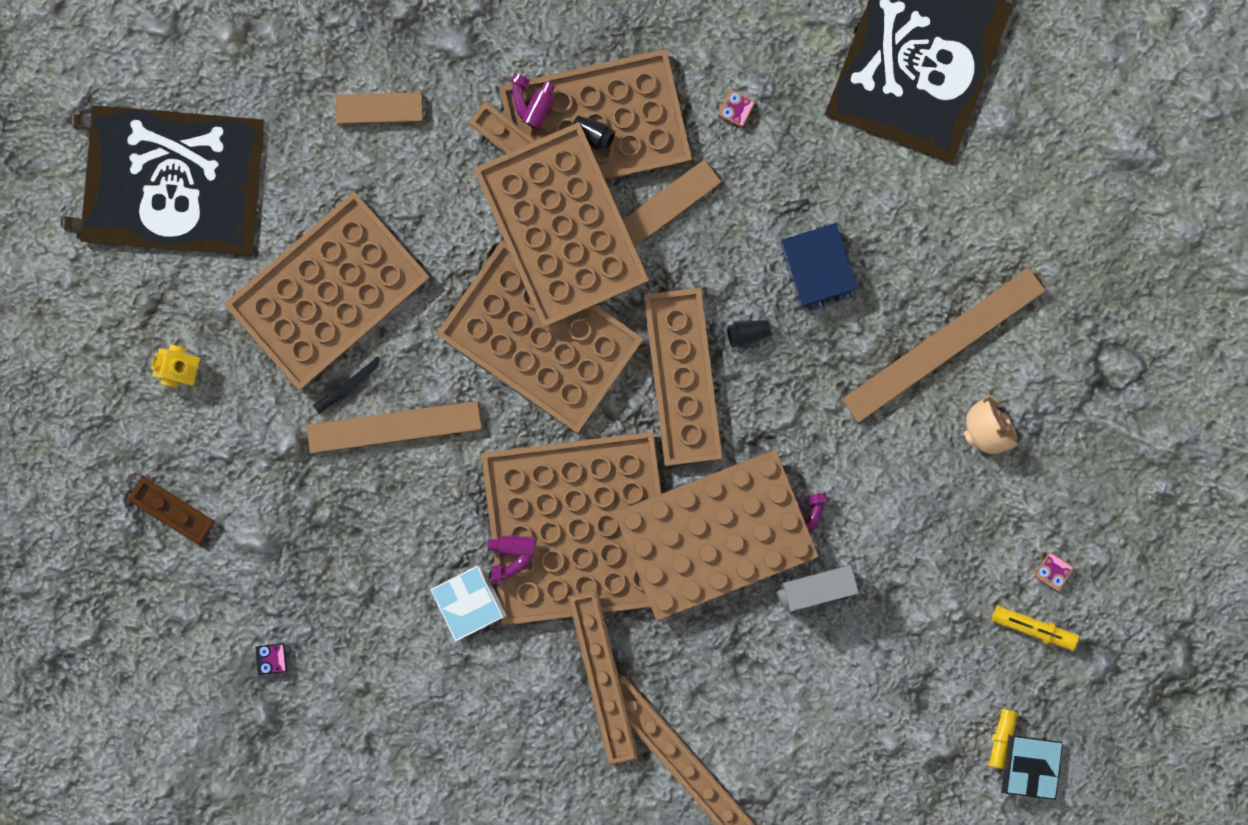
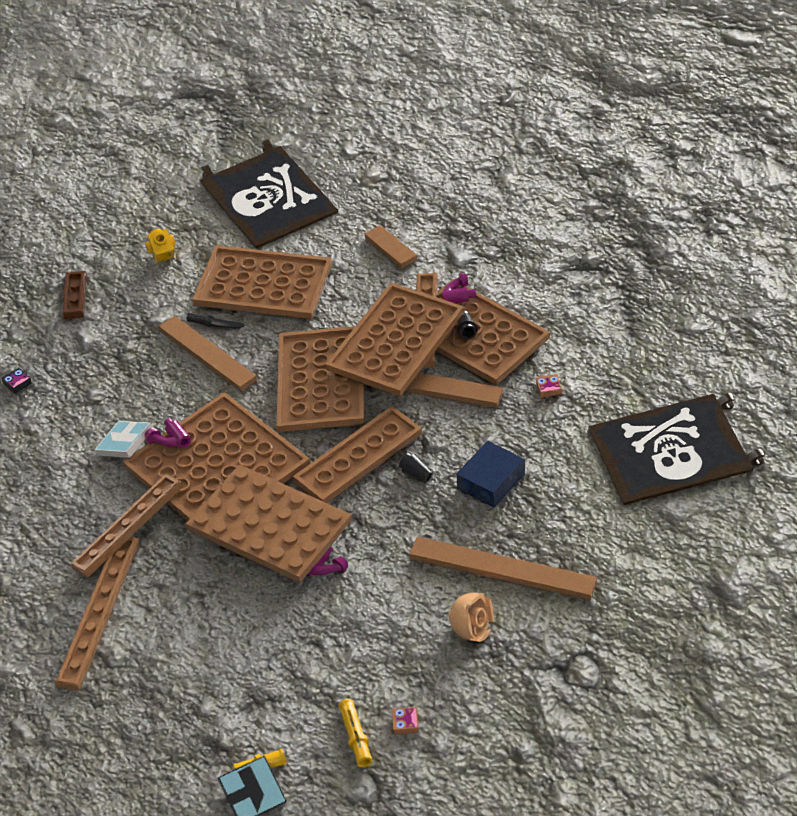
camera: 60 degrees right, 40 degrees down
(817, 589) = (278, 590): light grey brick -> none

